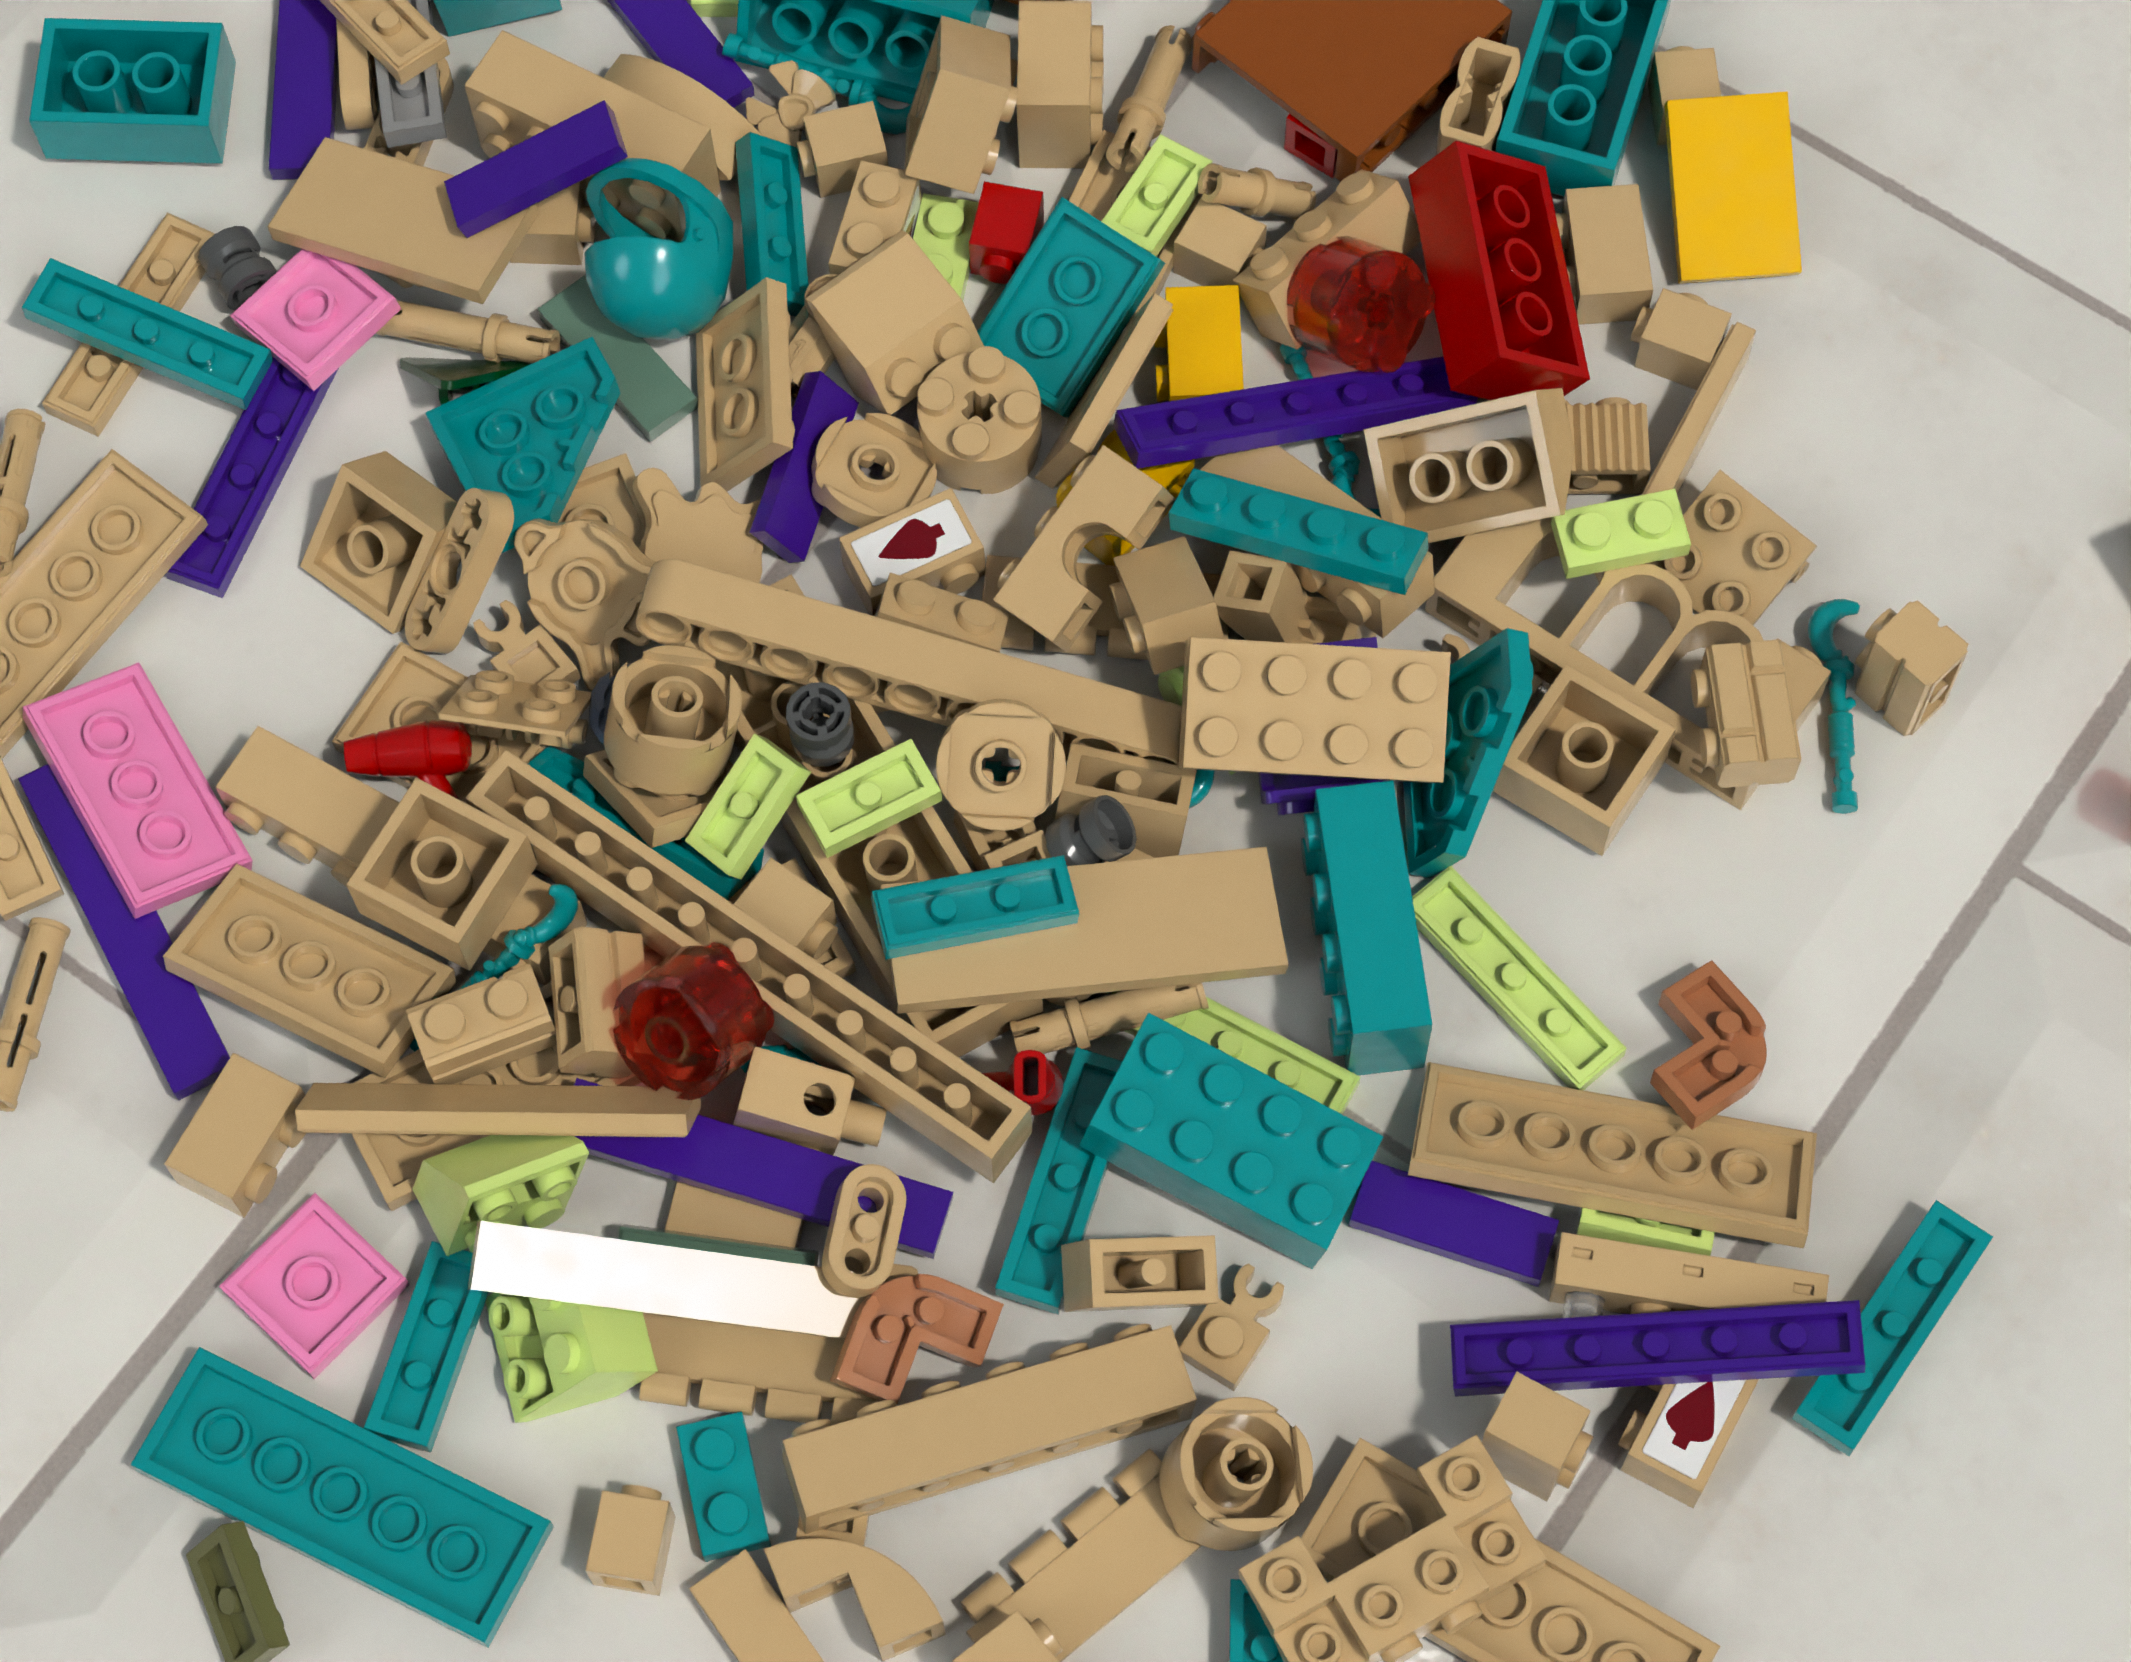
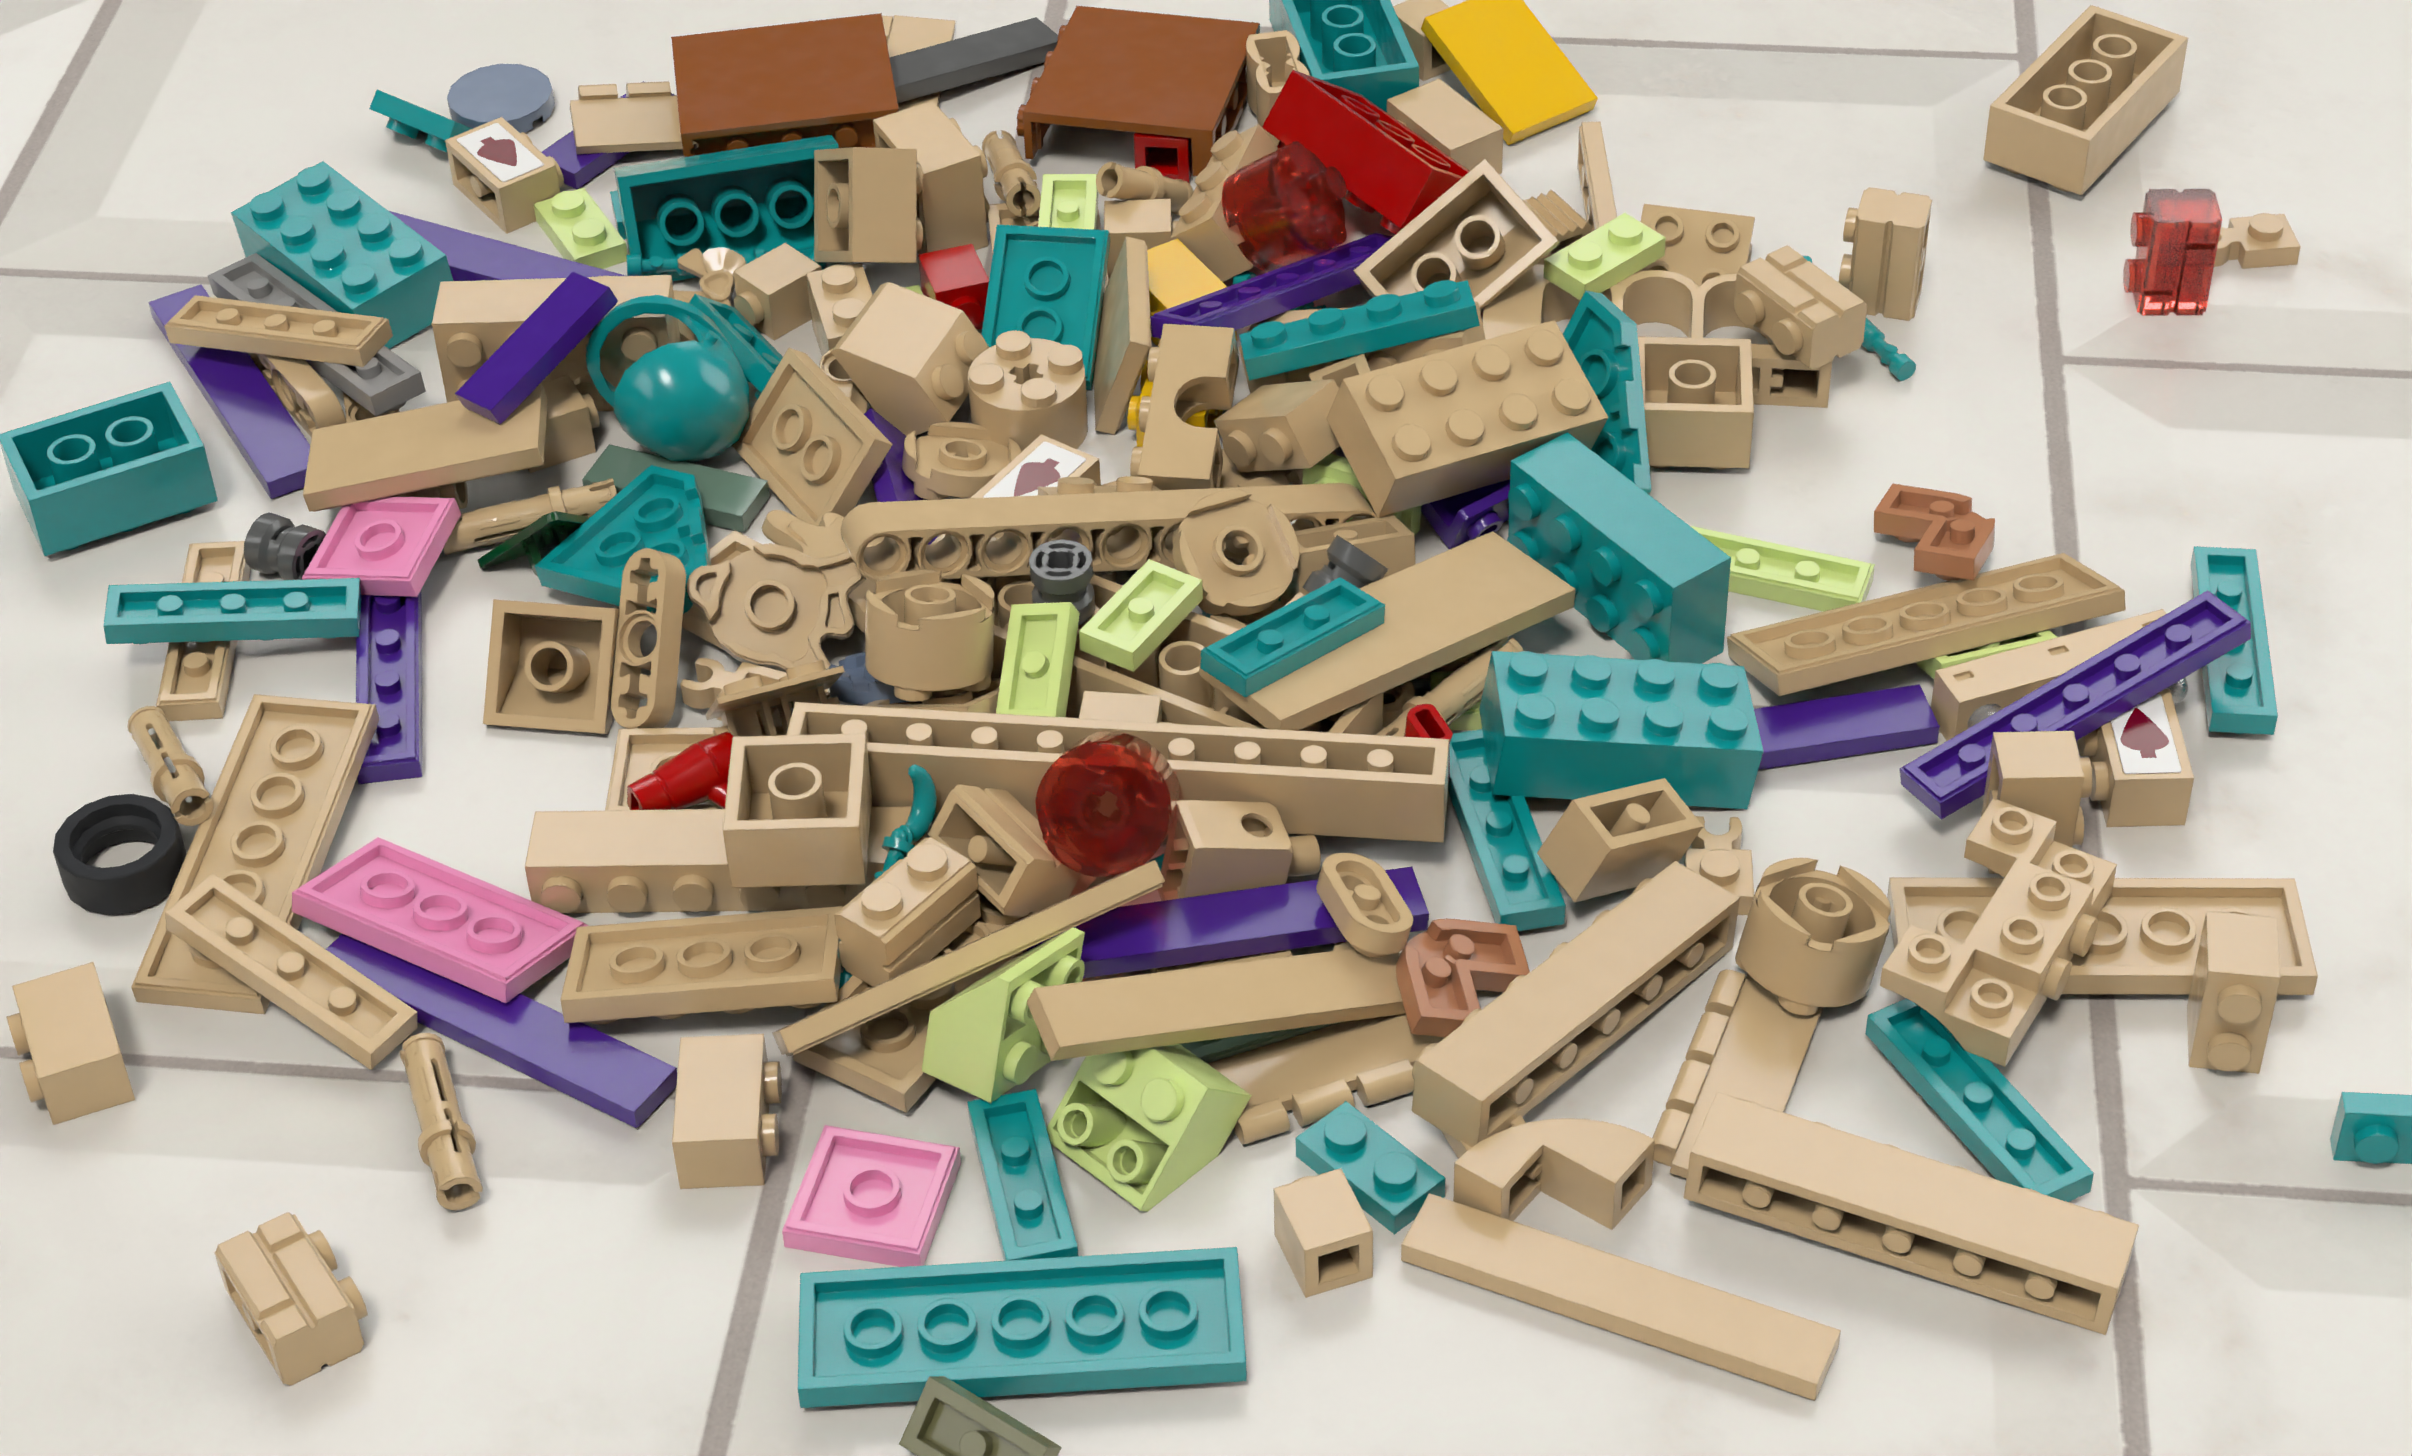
camera: 30 degrees left, 25 degrees down
(1679, 337) = (1543, 159): tan brick -> none

